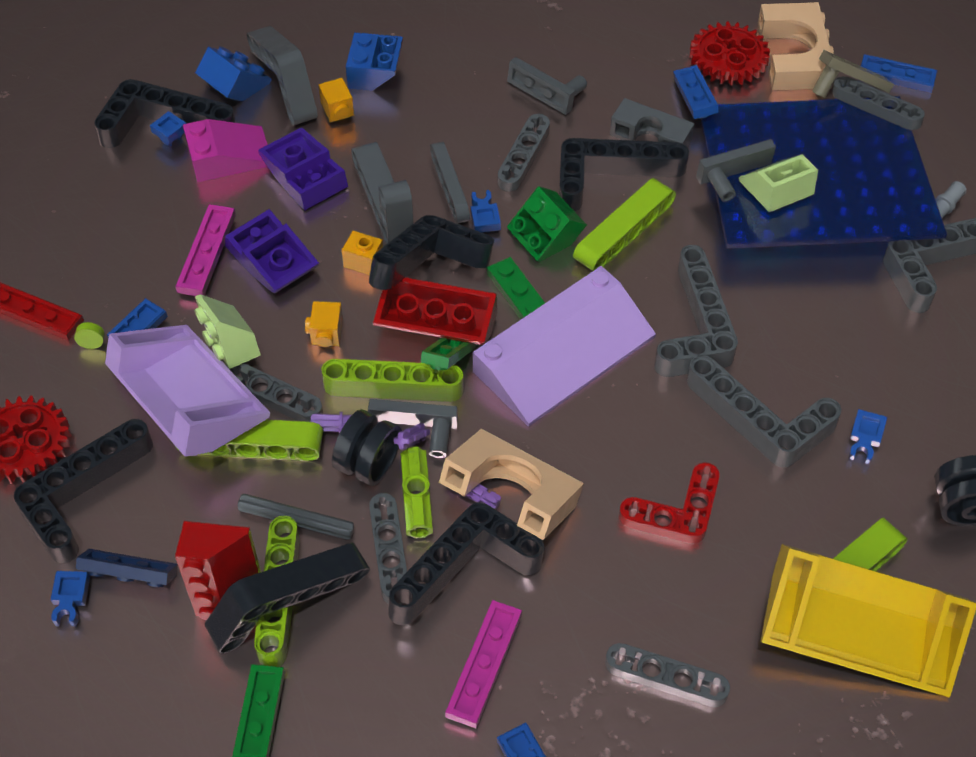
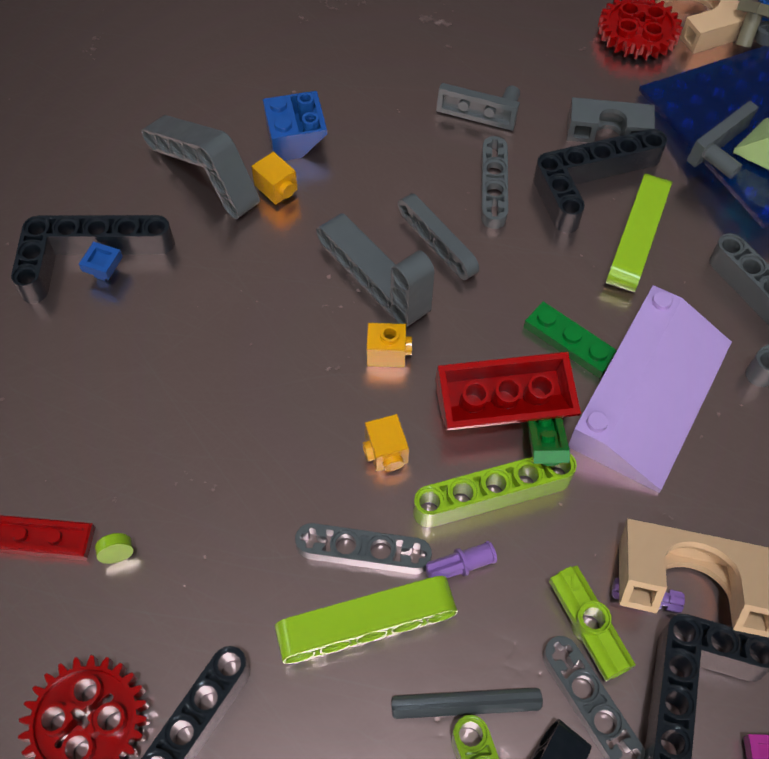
camera: 20 degrees left, 5 degrees up
(144, 316) = (166, 516): blue plate -> none
(183, 387) = (267, 586): lavender slope -> none
(205, 250) = (206, 396): dark pink plate -> none
(224, 148) = (174, 267): dark pink slope -> none
(226, 331) = (283, 493): yellowish green slope -> none
(232, 73) = (144, 179): blue slope -> none
(270, 251) = (283, 375): dark purple slope -> none
(304, 168) = (273, 264): dark purple slope -> none
(366, 447) = (523, 589): black wheel -> none
(411, 436) = (555, 555): medium lavender axle -> none
(420, 241) = (472, 302): black beam -> none
(438, 417) = (569, 517): dark grey piece -> none
(484, 214) = (493, 263): blue plate -> none
(546, 224) = (561, 255): green slope -> none
(695, 92) = (633, 73): blue plate -> none

